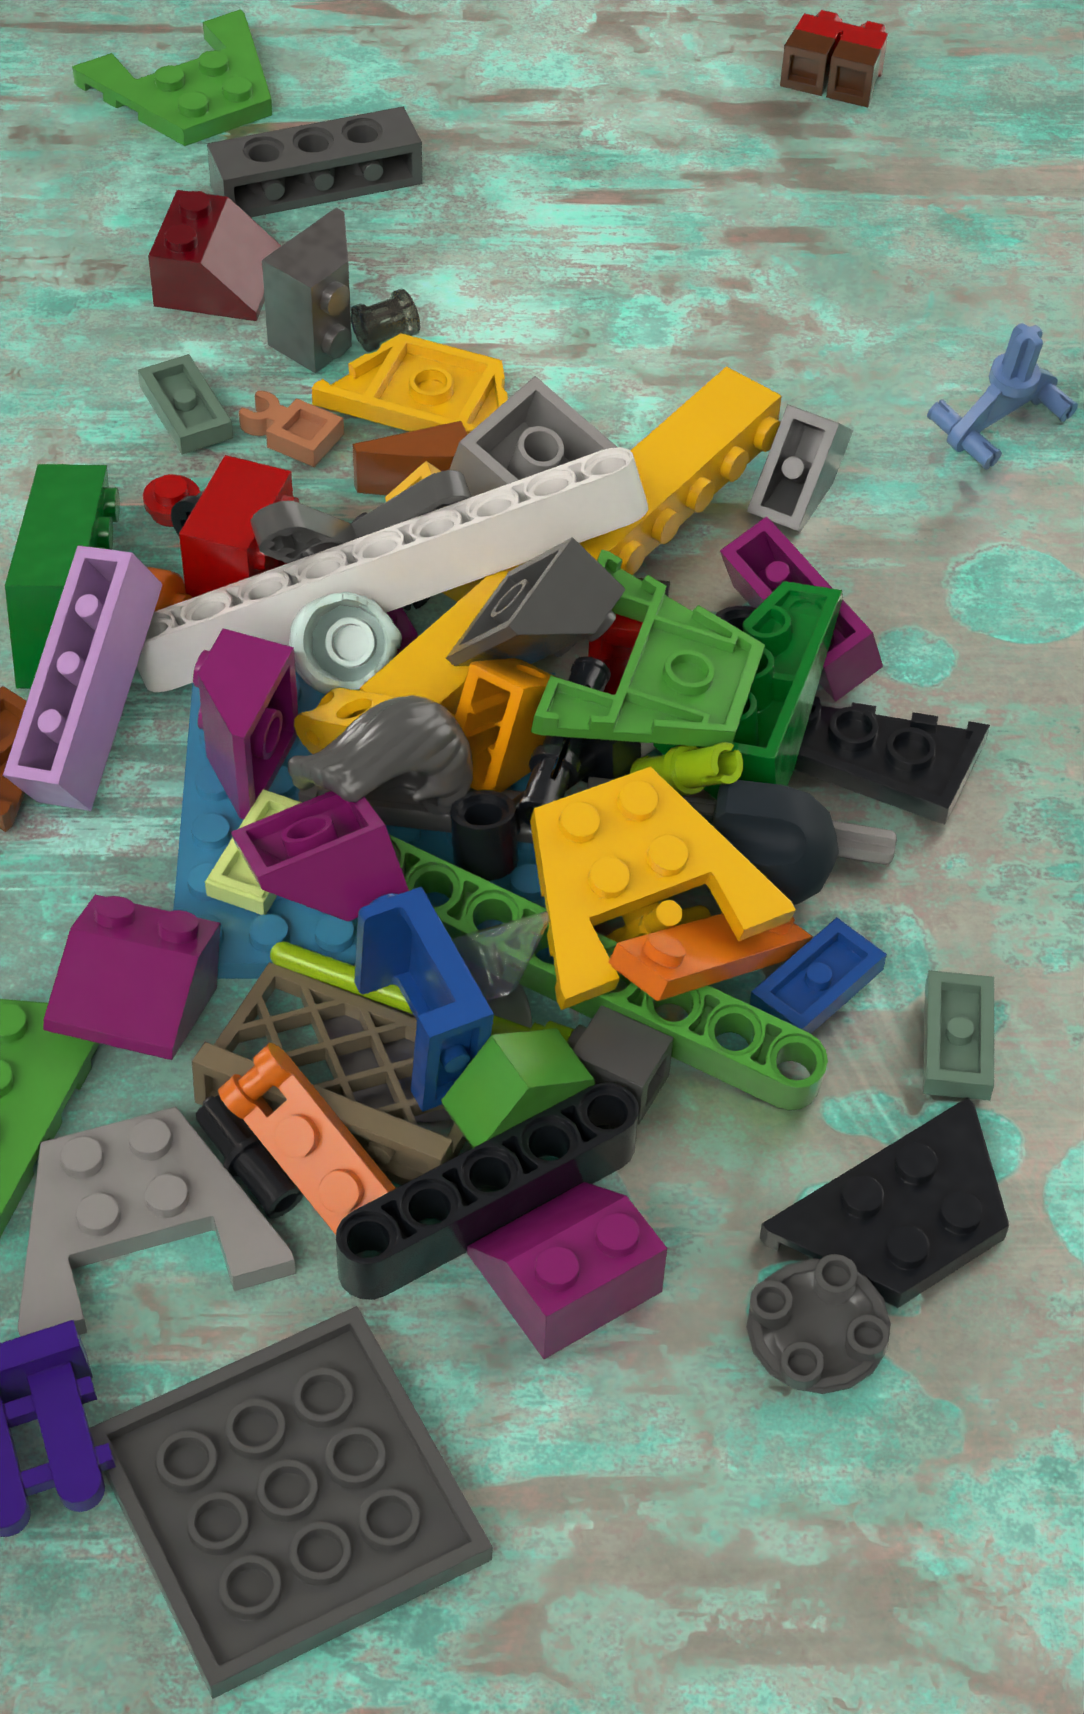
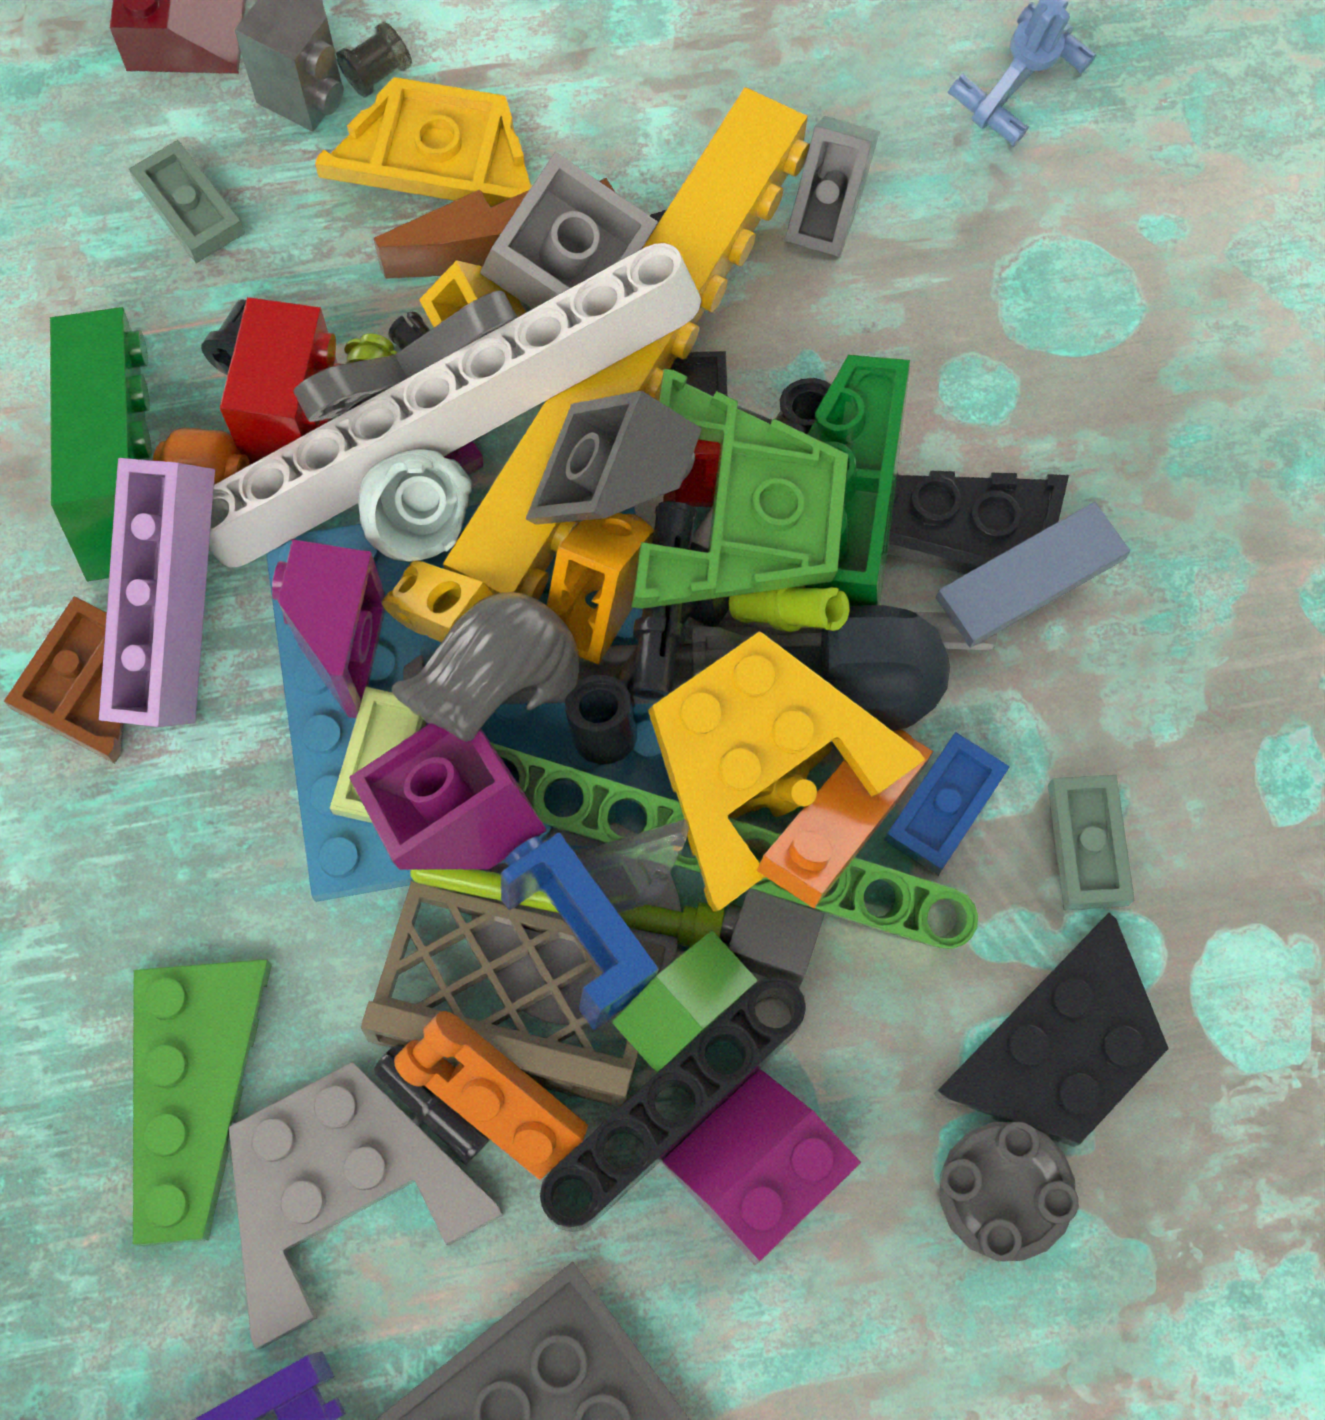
camera: 10 degrees left, 20 degrees up
(134, 976) = (281, 934): magenta slope -> none
(164, 493) = (193, 320): red plate -> none
(295, 431) = (309, 217): nougat plate -> none
(766, 558) = (831, 330): magenta brick -> none
(936, 795) = (1032, 574): none -> sand blue tile

